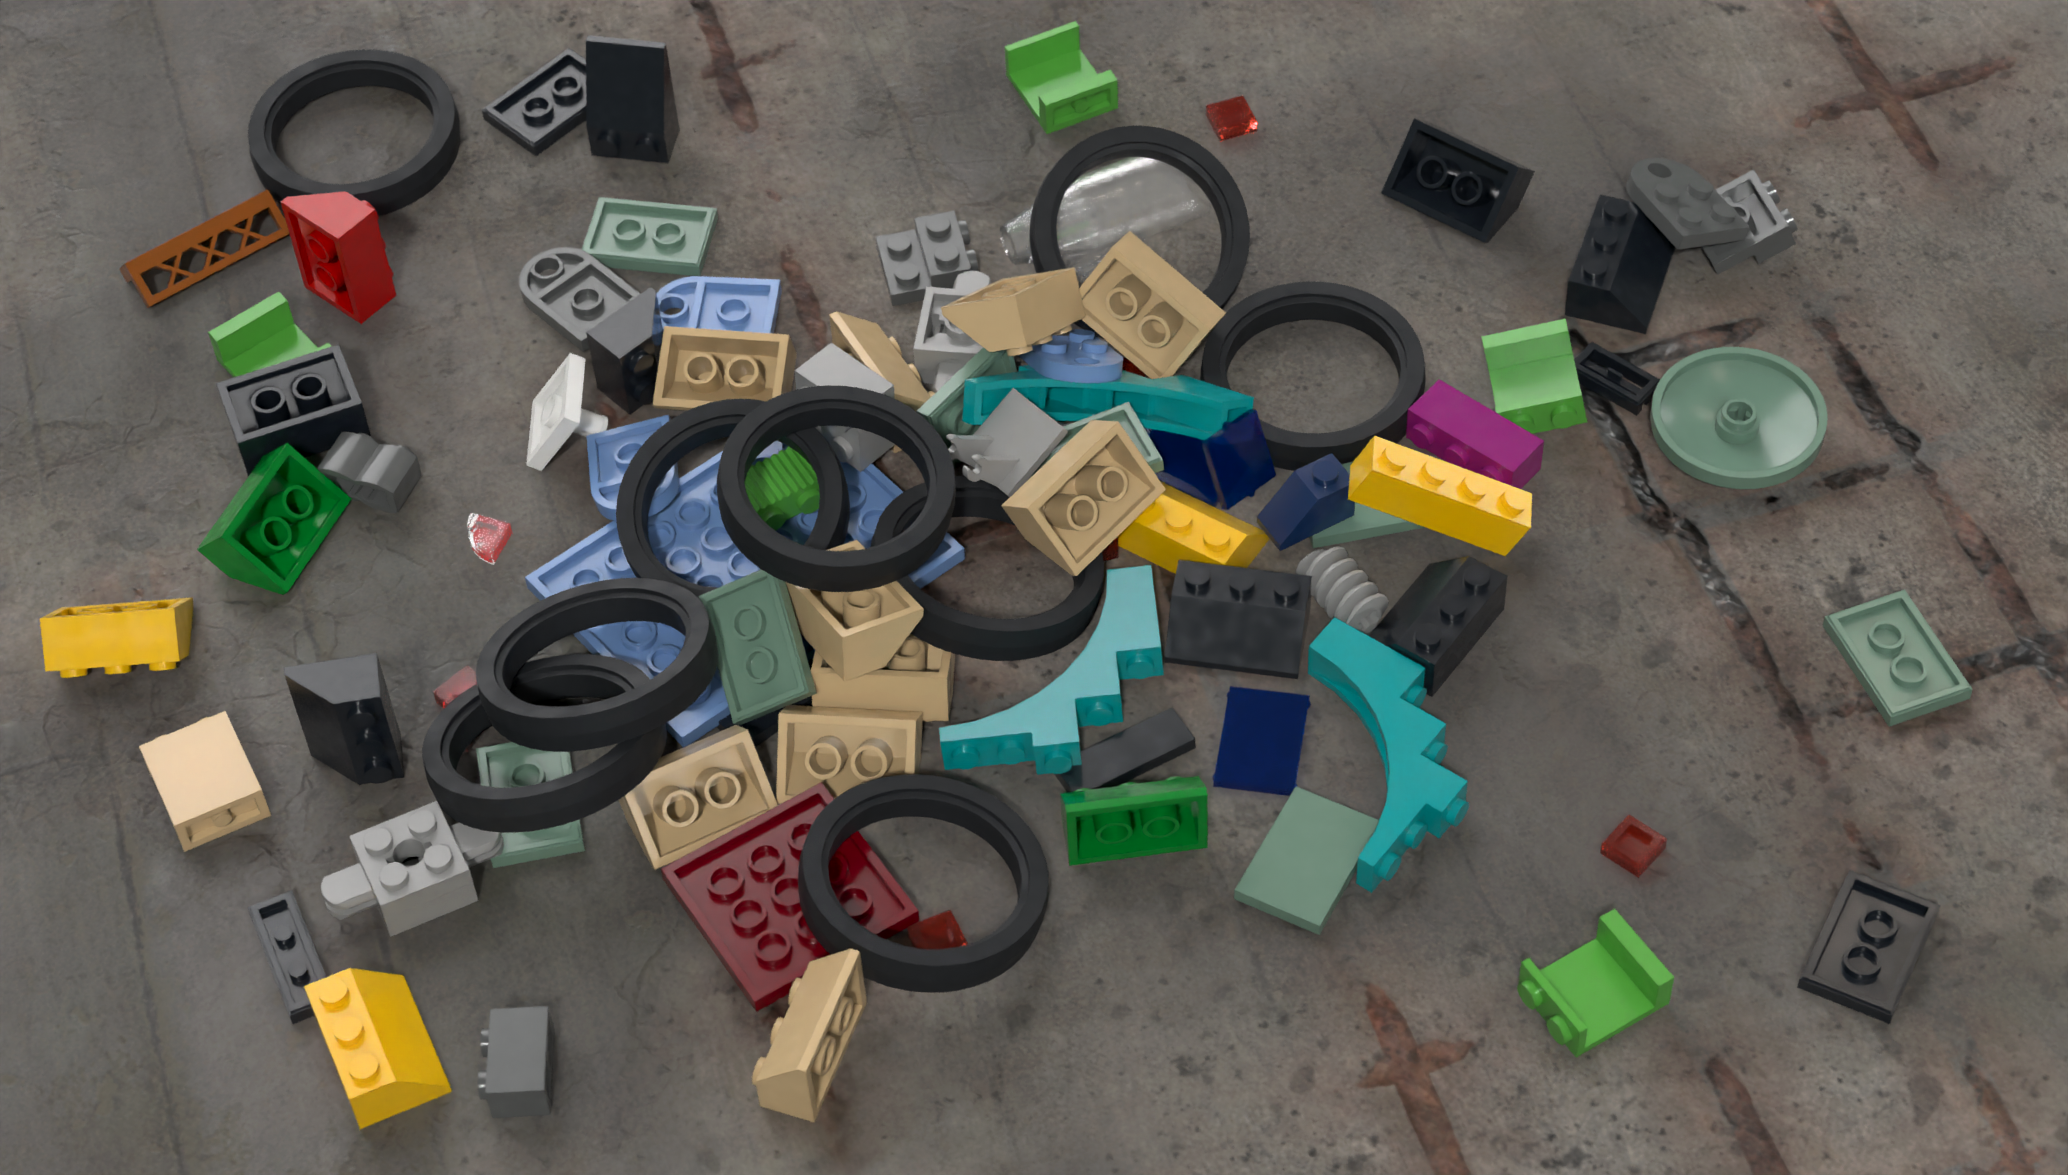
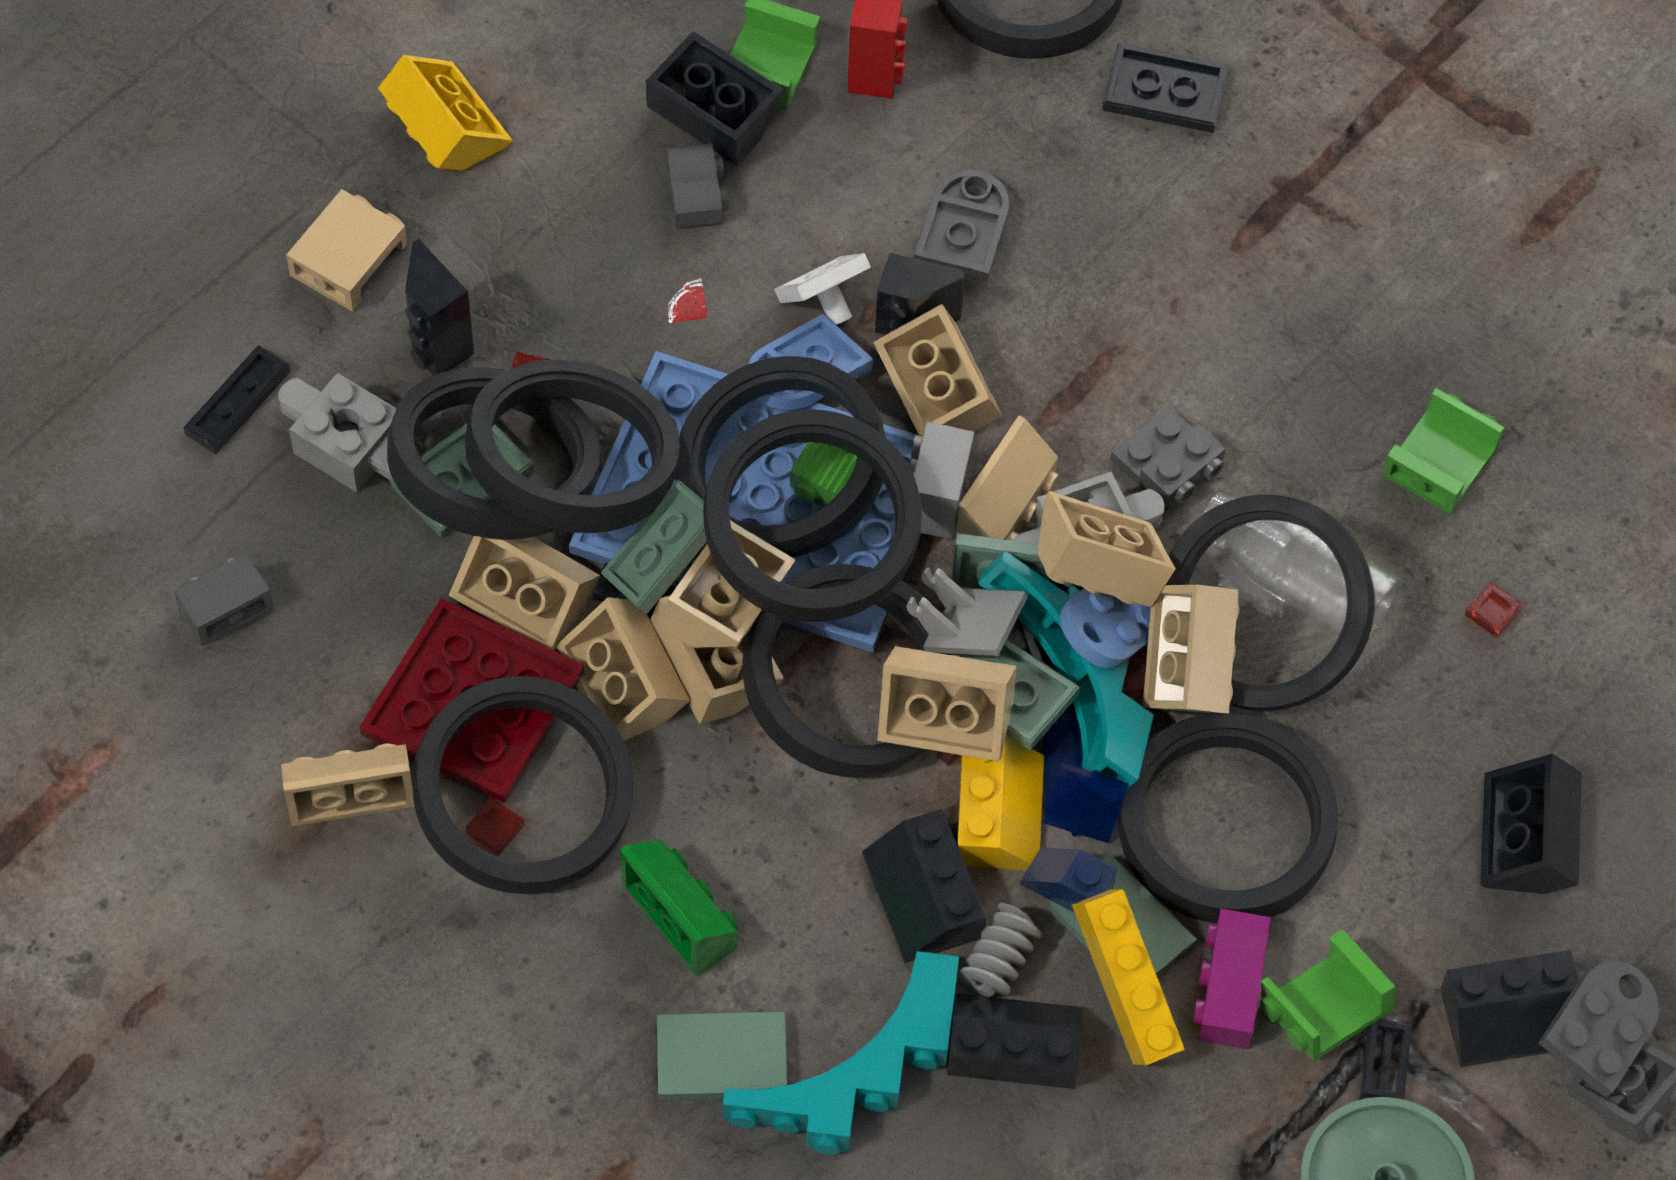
camera: 55 degrees right, 10 degrees up
(275, 521) = (607, 152): green slope -> none
(377, 1043) = (188, 496): yellow slope -> none
(630, 99) = (1172, 145): black slope -> none
(650, 236) = (1065, 241): sand green tile -> none
(721, 303) = (1012, 339): medium blue plate -> none
(1085, 695) = (784, 812): teal arch -> none
(1130, 753) = (746, 871): black tile -> none
(1261, 741) = (823, 965): clear blue piece -> none

